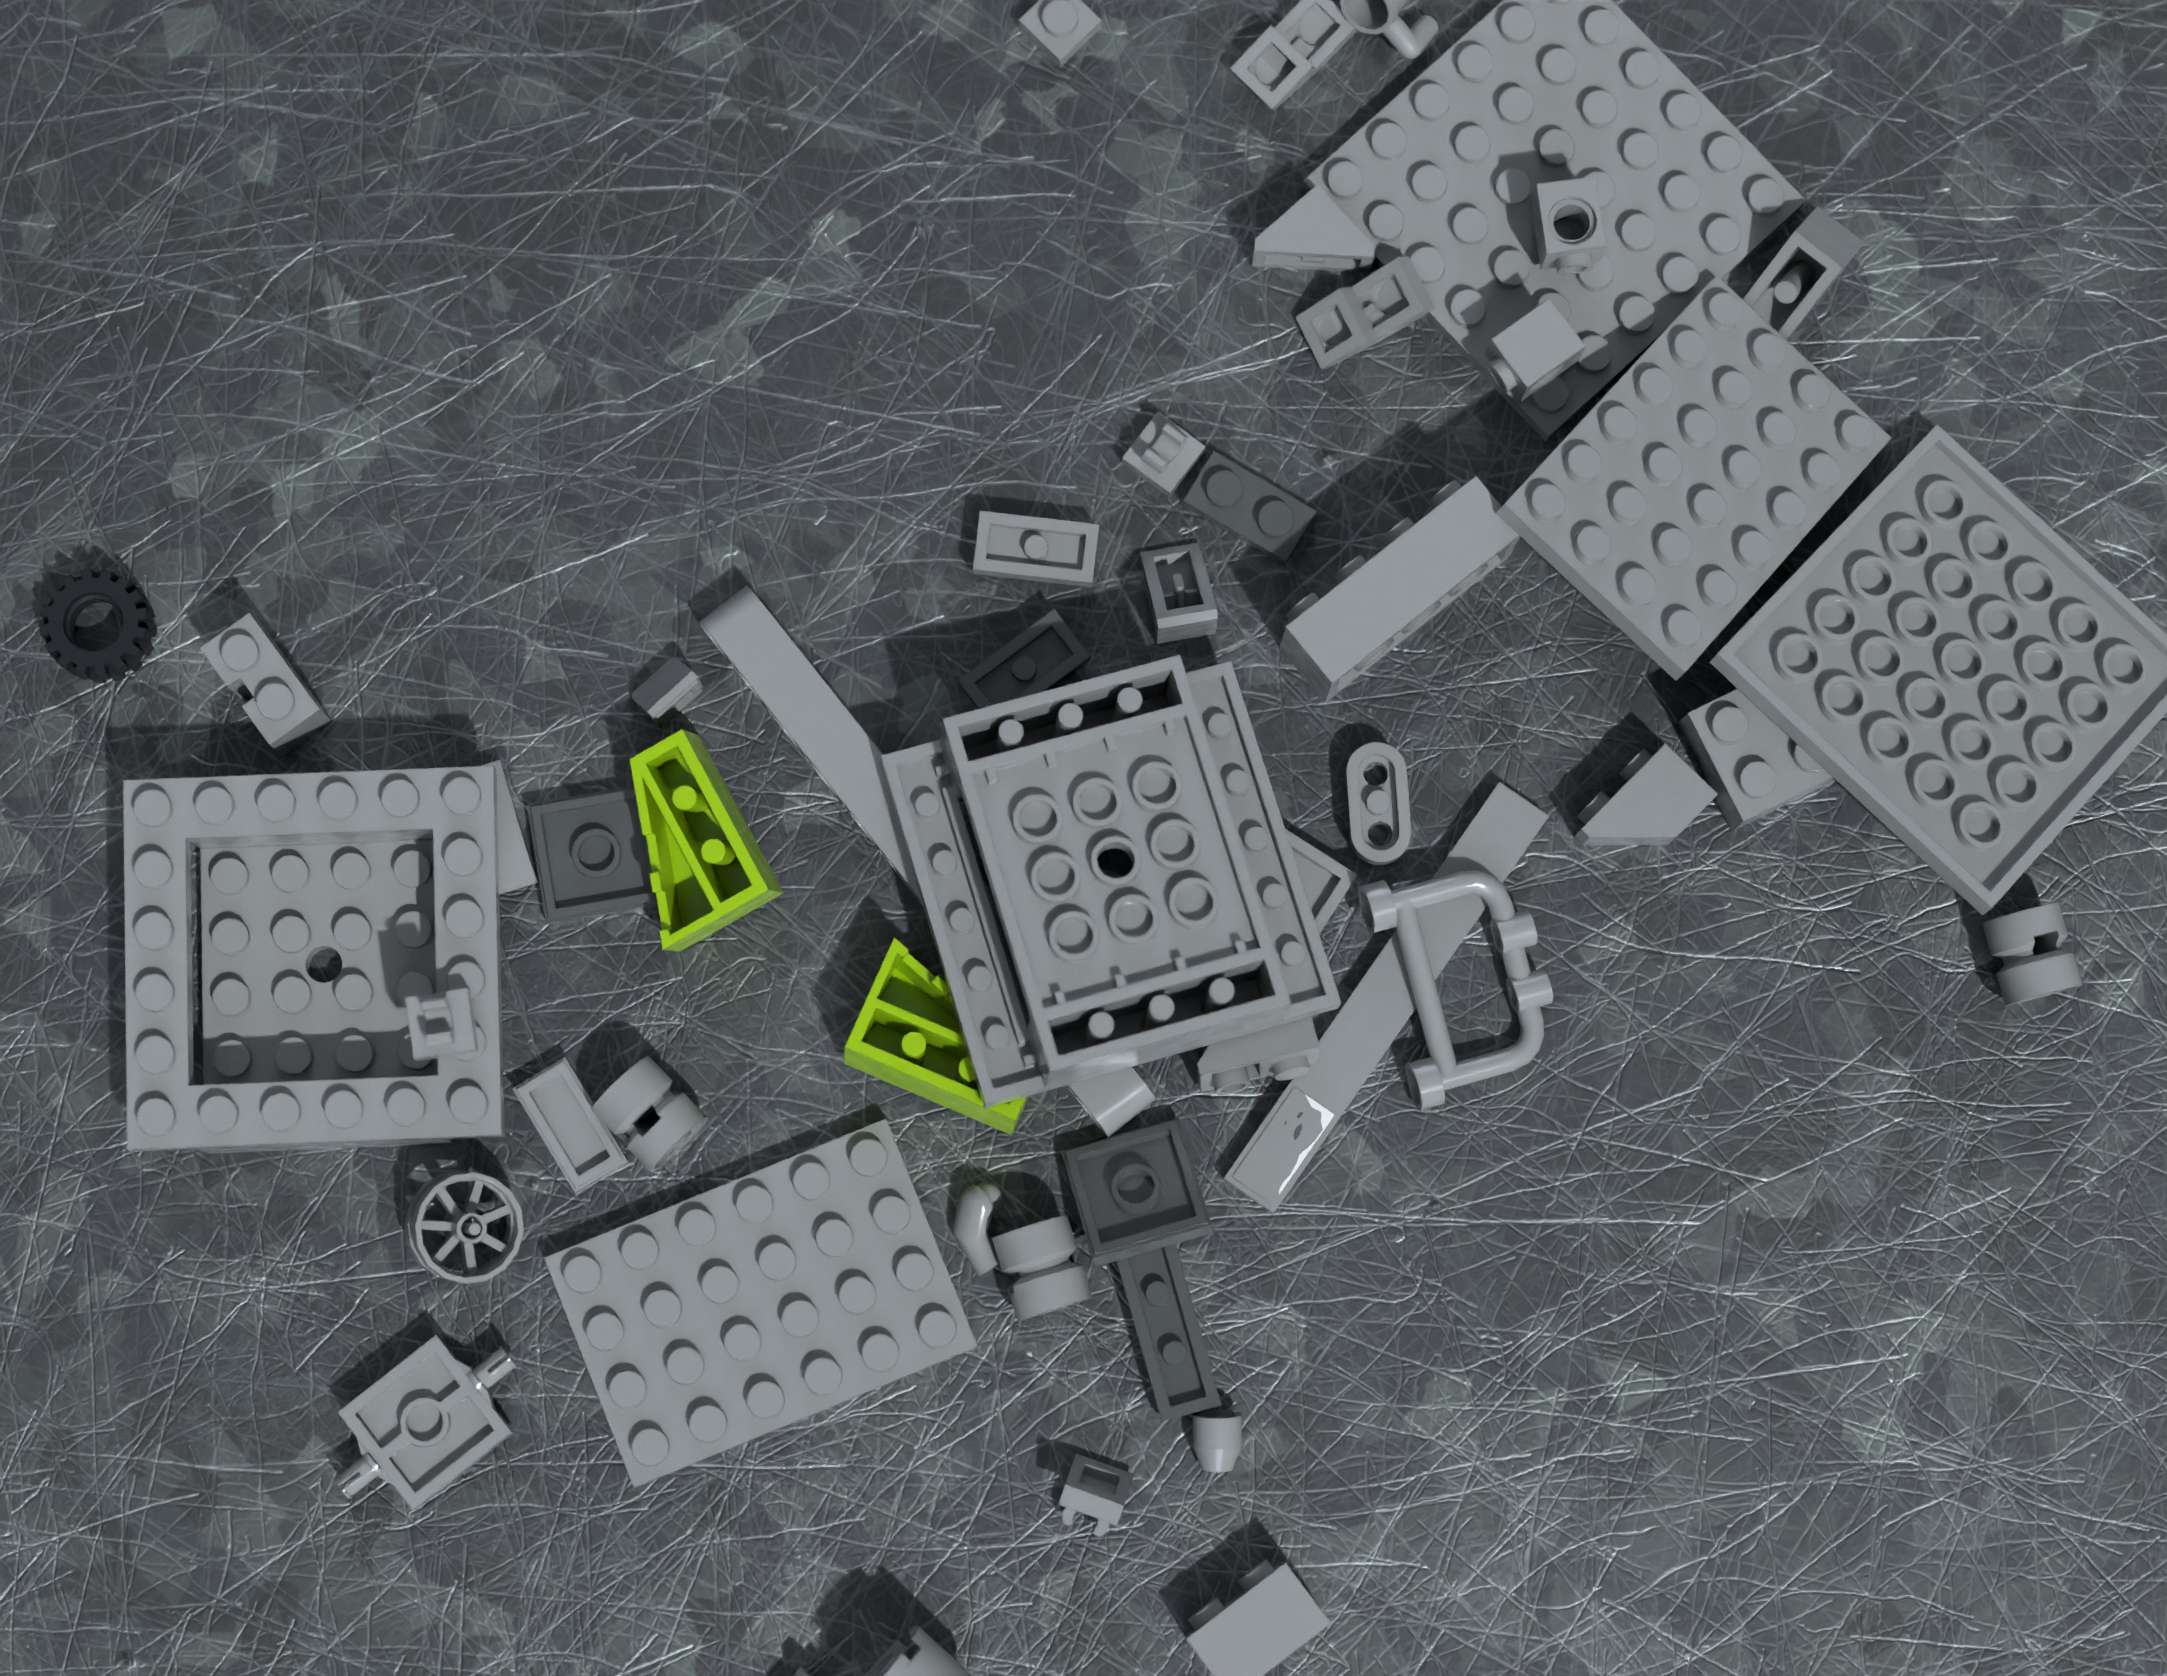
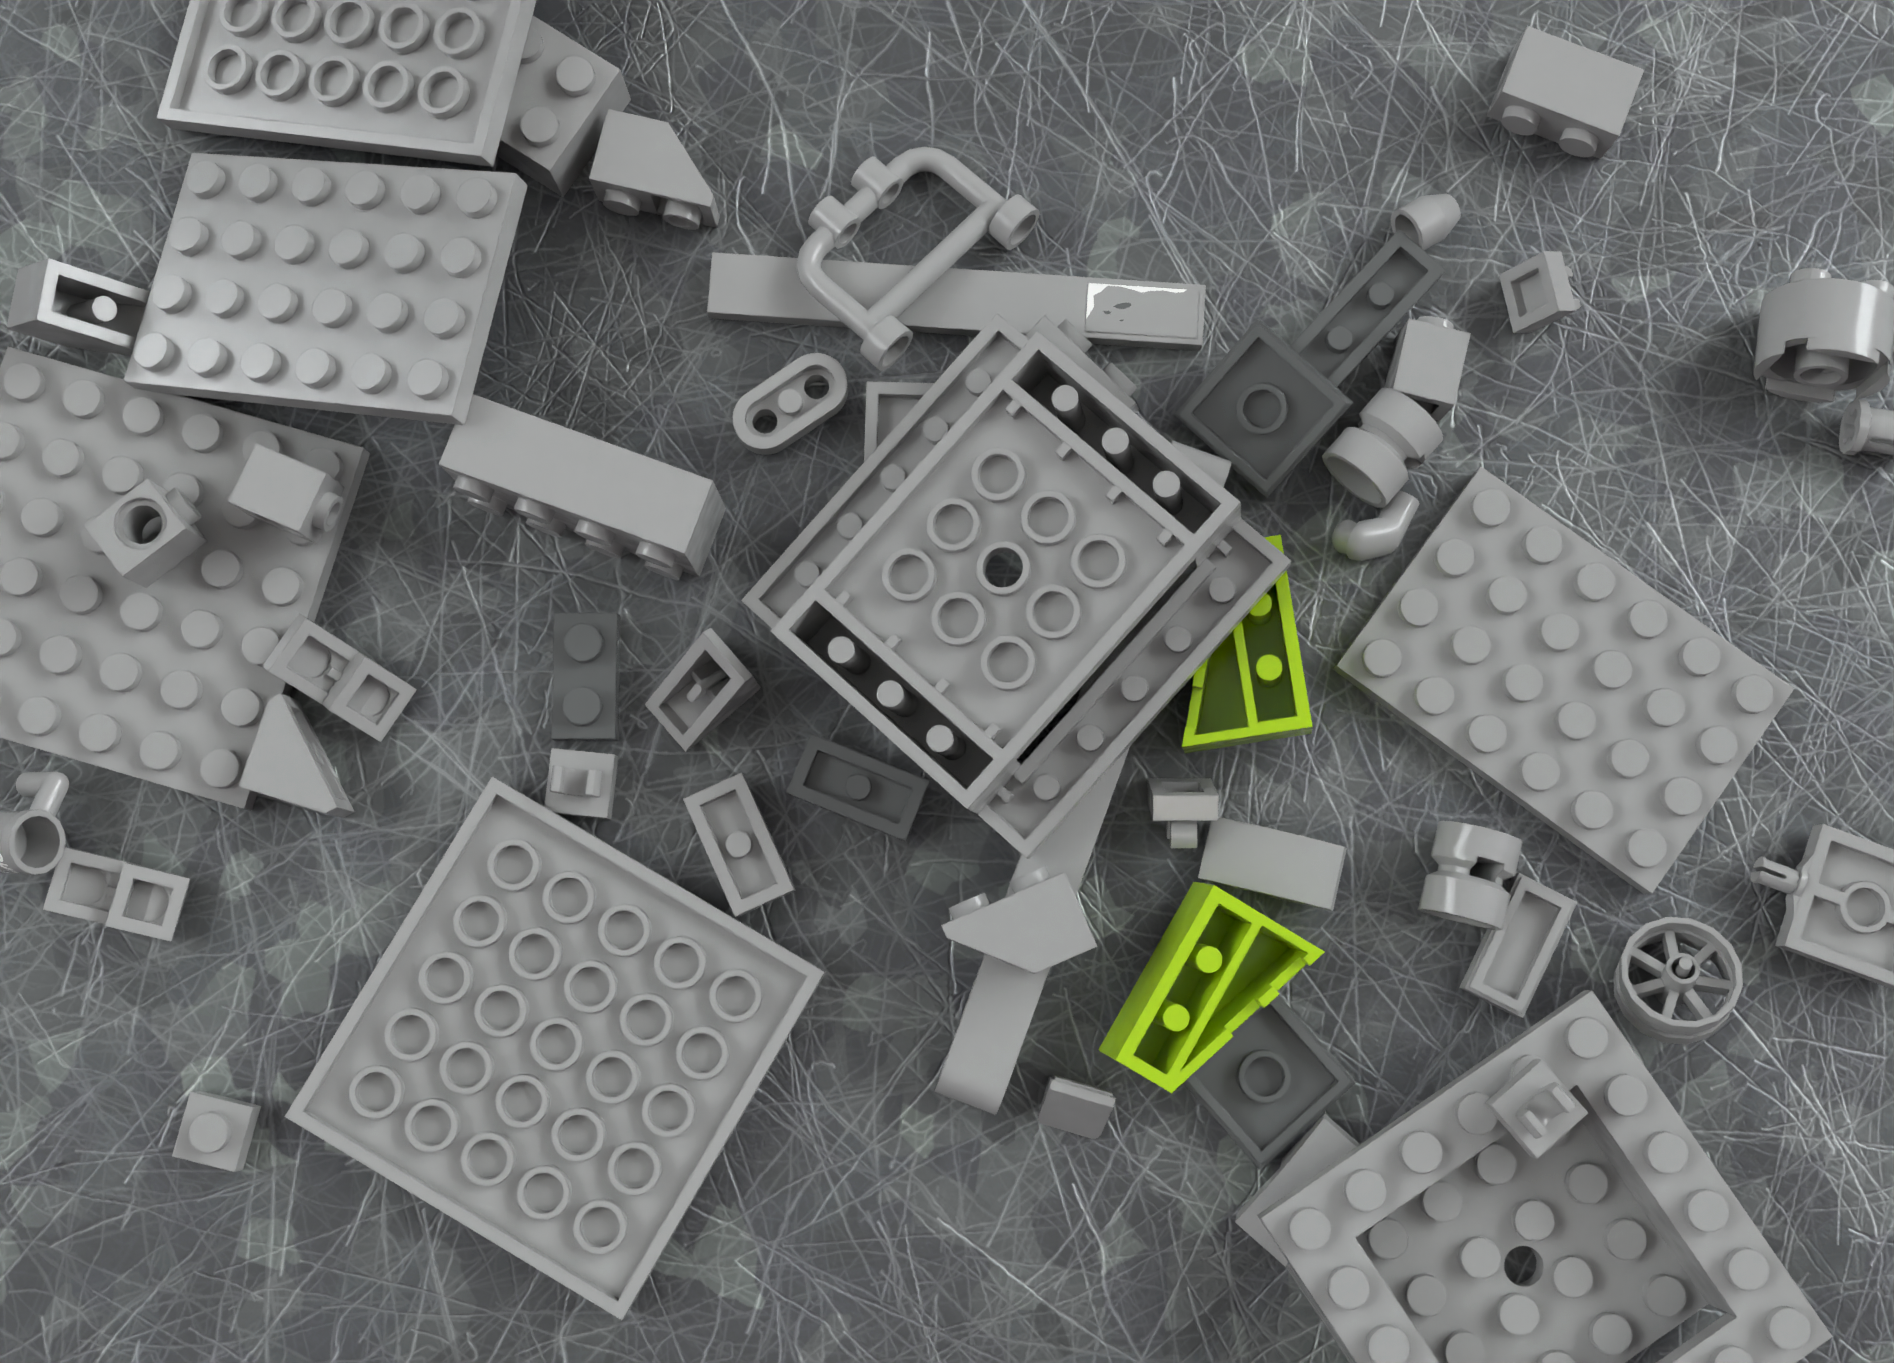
camera: 120 degrees left, 0 degrees up
(759, 964) = (1272, 863): none -> light grey slope
(824, 723) = (1027, 929): none -> light grey slope
(849, 919) = (1181, 805): none -> light grey tile
(965, 319) = (556, 1047): none -> light grey plate
(1090, 1352) = (1428, 363): none -> light grey brick

